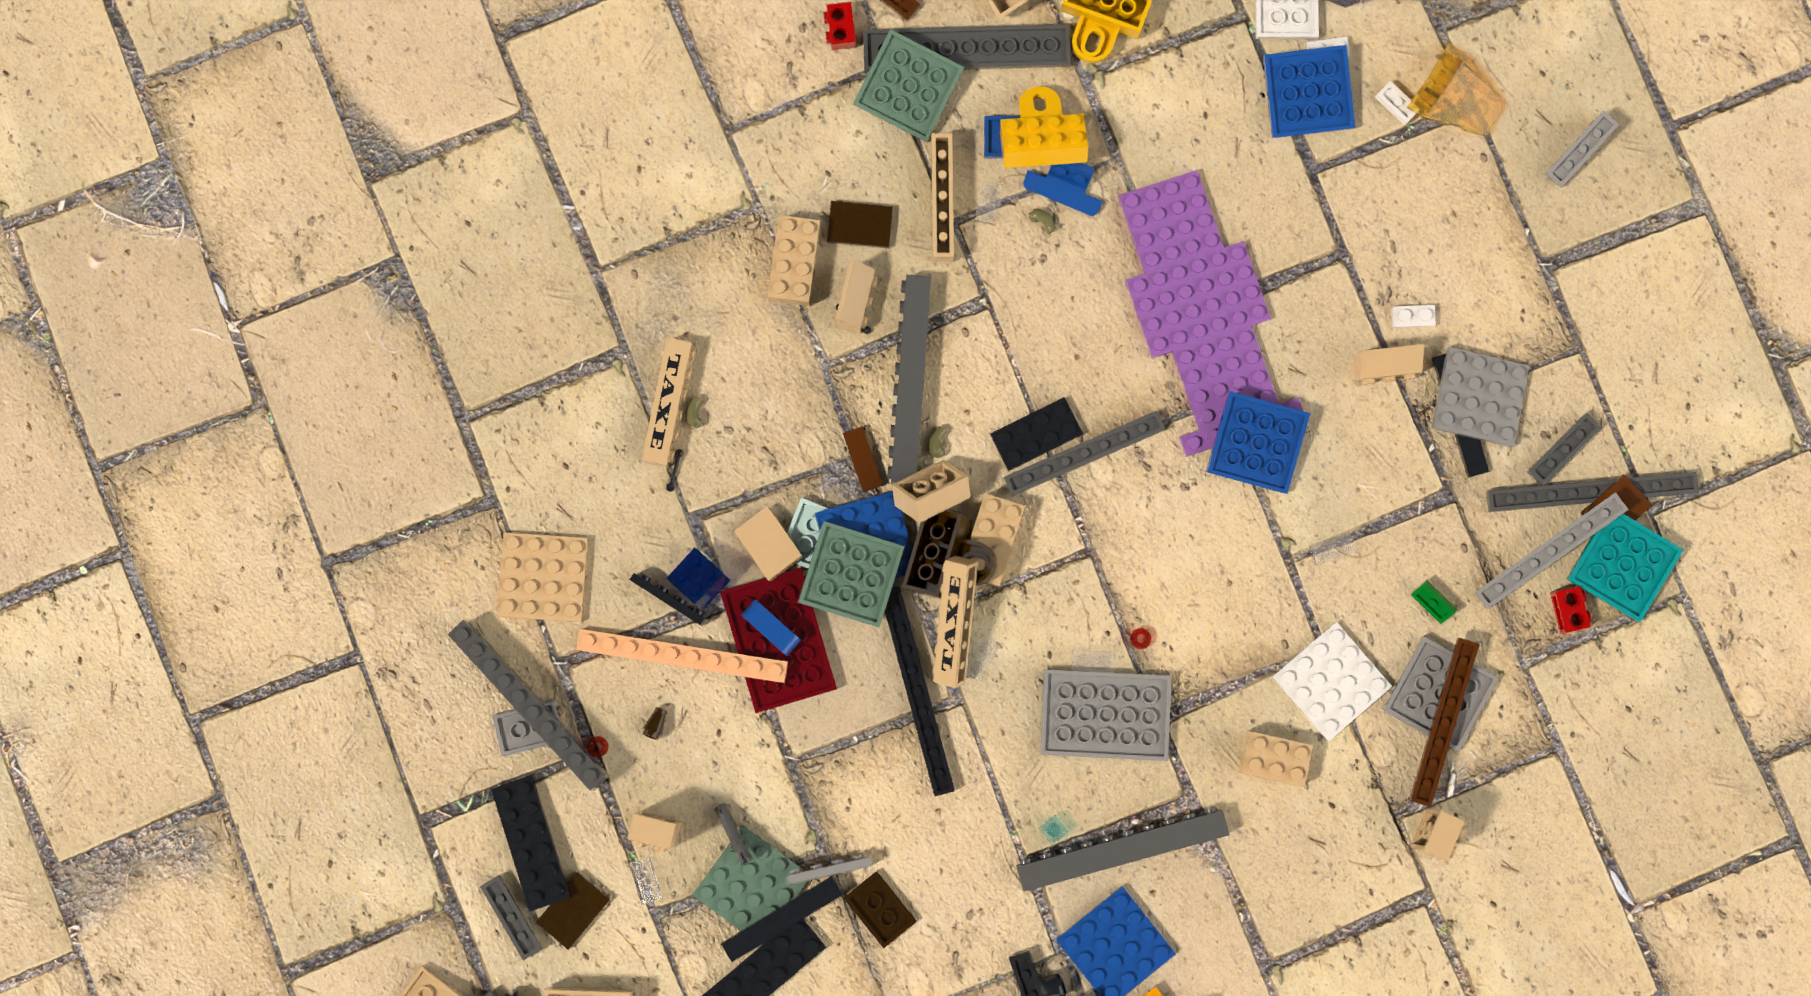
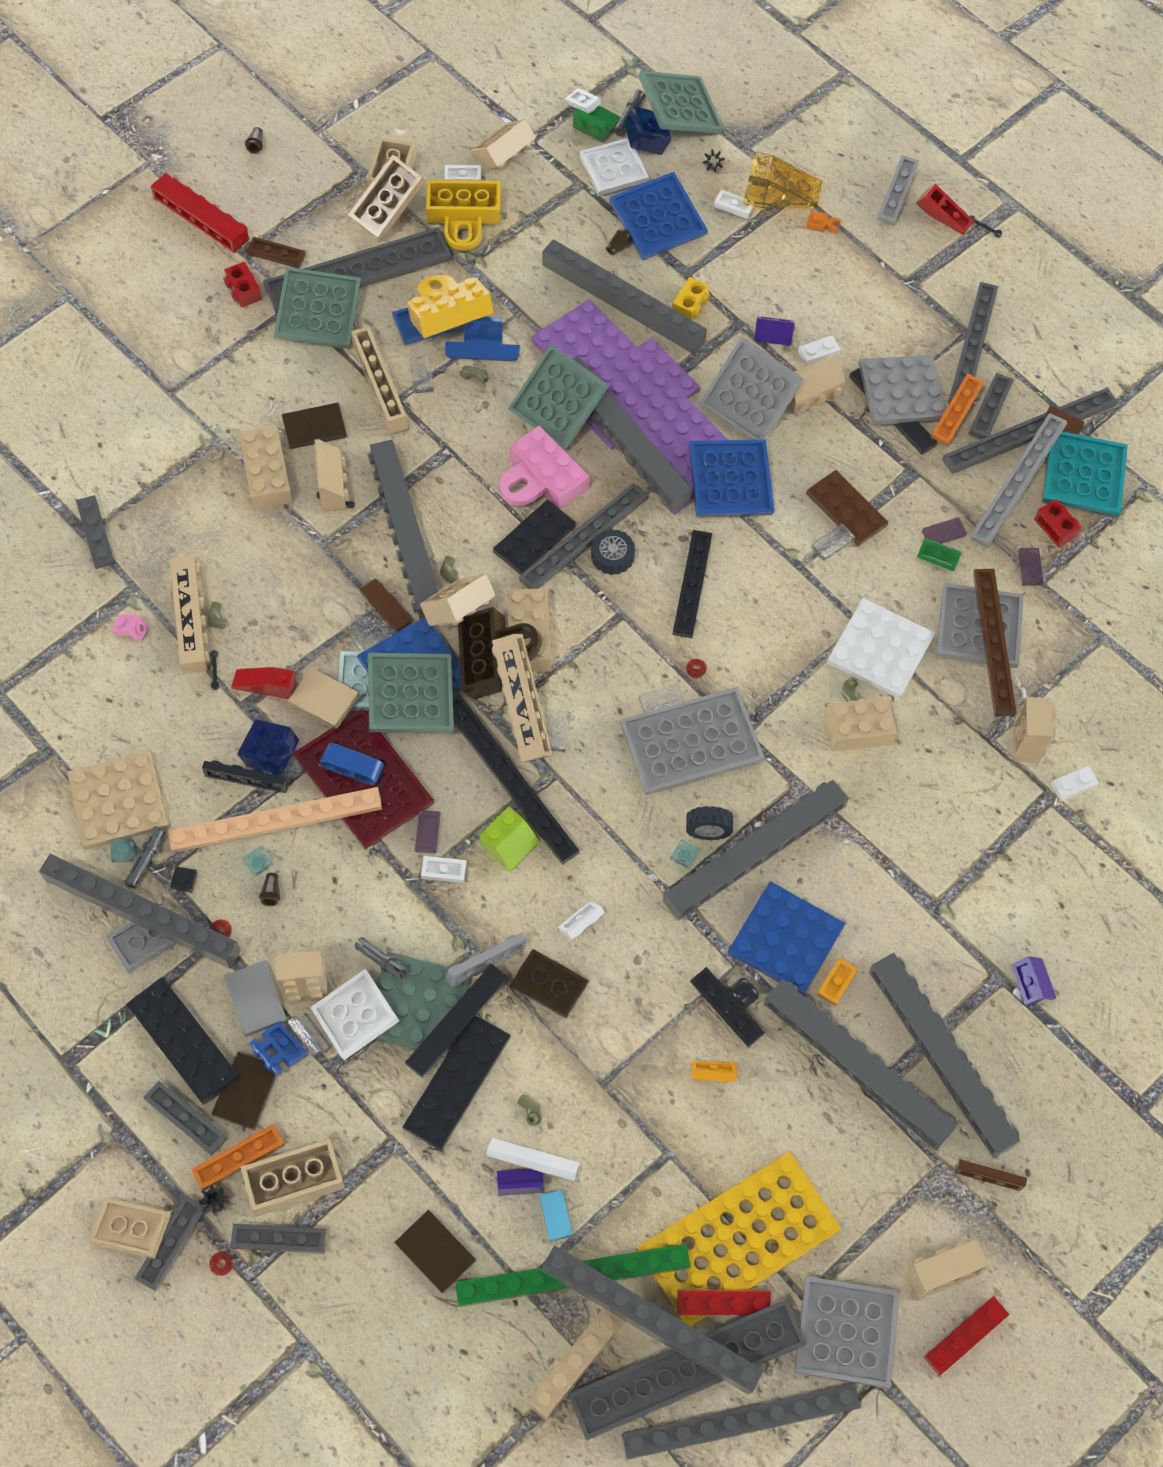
camera: 20 degrees left, 20 degrees down
(532, 632) = (122, 850): none -> clear light blue plate
(546, 971) = (234, 1158): none -> orange plate
(557, 640) = (149, 849): none -> dark grey pin
(579, 682) = (183, 879): none -> black plate
(605, 273) = (95, 532): none -> dark grey plate
(607, 395) = (130, 625): none -> bright pink bracket
(608, 825) = (255, 998): none -> light grey tile
(620, 883) = (284, 1045): none -> blue plate
(652, 690) = (257, 861): none -> clear light blue plate
(691, 879) = (354, 1014): none -> white plate
(717, 502) = (265, 681): none -> red slope
(820, 716) = (427, 831): none -> clear purple tile
(822, 762) = (443, 869): none -> white plate
(893, 755) = (508, 839): none -> lime slope
(931, 860) = (581, 920): none -> white plate
(1072, 365) = (544, 469): none -> bright pink brick
(1086, 813) = (709, 823): none -> black wheel
(1107, 480) = (612, 552): none -> black wheel
(1116, 289) = (558, 396): none -> sand green plate
(1168, 352) = (639, 451): none -> dark grey brick
(1173, 542) = (692, 584): none -> black tile
(1232, 181) = (624, 297): none -> dark grey brick
(1256, 107) = (619, 241): none -> dark brown cone
(1279, 717) = (849, 689): none -> olive arm
(1300, 207) = (691, 298): none -> yellow brick
(1319, 352) = (752, 390): none -> light grey plate
(1364, 512) = (847, 506): none -> reddish brown plate
(1376, 275) = (774, 330): none -> dark purple panel
(1394, 44) = (710, 165): none -> black gear
(1451, 575) = (945, 531): none -> clear purple tile
(1457, 893) = (1074, 783): none -> white plate
(1481, 155) = (819, 221): none -> orange plate
(1521, 646) = (1030, 567): none -> clear purple tile
(1525, 445) = (957, 409): none -> orange plate
(1578, 368) = (975, 334): none -> dark grey plate
(1622, 190) = (944, 209): none -> red slope
(1668, 236) = (998, 233): none -> black hinge

